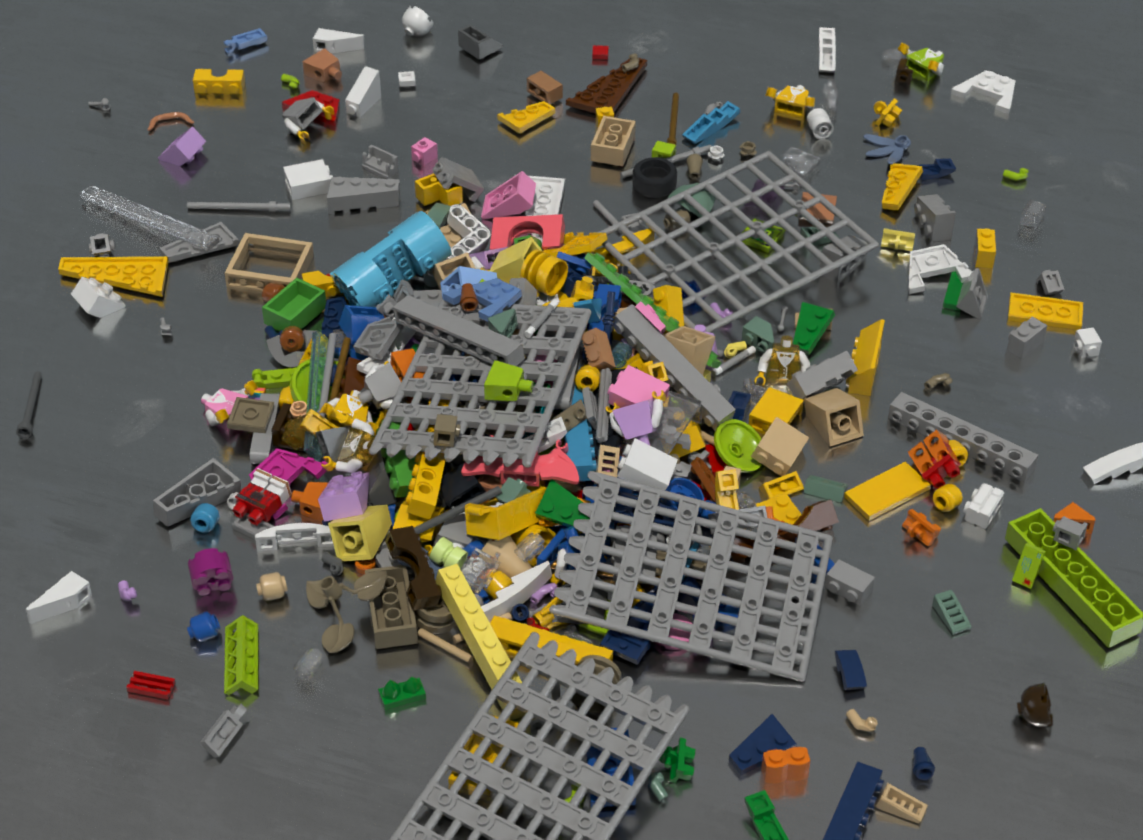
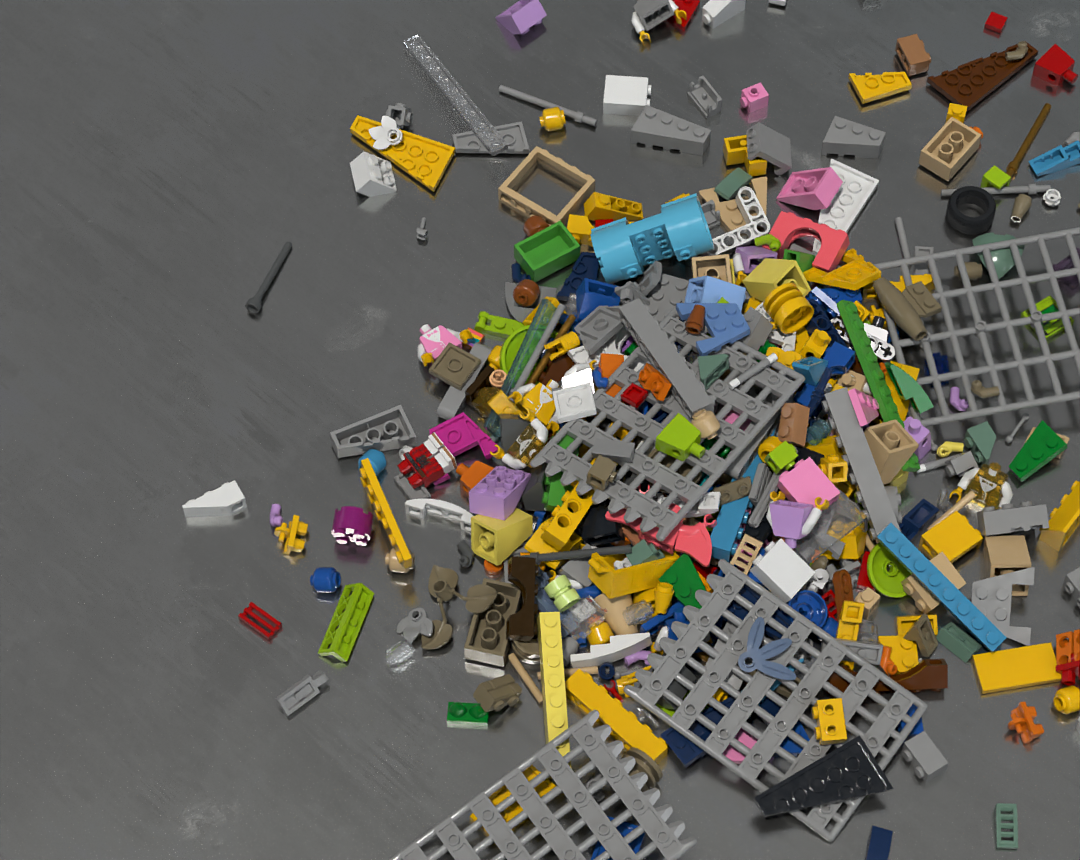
camera: 25 degrees right, 15 degrees up
(94, 263) = (383, 133): none -> white plate
(148, 601) = (294, 527): none -> yellow hips
(226, 536) = (383, 512): none -> yellow wing
(249, 212) = (552, 119): none -> yellow head
(312, 634) = (413, 626): none -> light grey plate
(328, 260) = (608, 207): none -> yellow slope
(350, 361) = (563, 344): none -> yellow hinge
(387, 393) = (574, 402): none -> white tile
(402, 369) = (598, 379): none -> blue arm
(425, 661) = (498, 693): none -> dark tan brick
(441, 369) = (634, 395): none -> red tile
(455, 409) = (613, 449): none -> light grey slope
(456, 351) = (654, 381): none -> orange slope
(496, 240) = (770, 240): none -> lime arm
(524, 360) = (706, 423): none -> tan head
(527, 156) = (852, 139): none -> light grey wedge
(547, 523) = (663, 596): none -> yellow cone
(602, 375) = (782, 457): none -> lime brick
(645, 250) = (907, 306): none -> dark tan plate
(665, 537) = (768, 651): none -> sand blue plant
(667, 67) = (1055, 67): none -> red torso
(680, 301) = (909, 389): none -> green slope
(744, 291) = (983, 392): none -> dark tan arm
(751, 354) = (960, 464): none -> light grey brick
(755, 572) = (830, 721): none -> yellow brick
(769, 382) = (957, 507): none -> tan bar
(782, 619) = (836, 777): none -> black wing
(791, 441) = (940, 587): none -> dark azure brick
(793, 485) = (923, 634): none -> dark tan slope
(840, 446) = (994, 599): none -> light grey wing

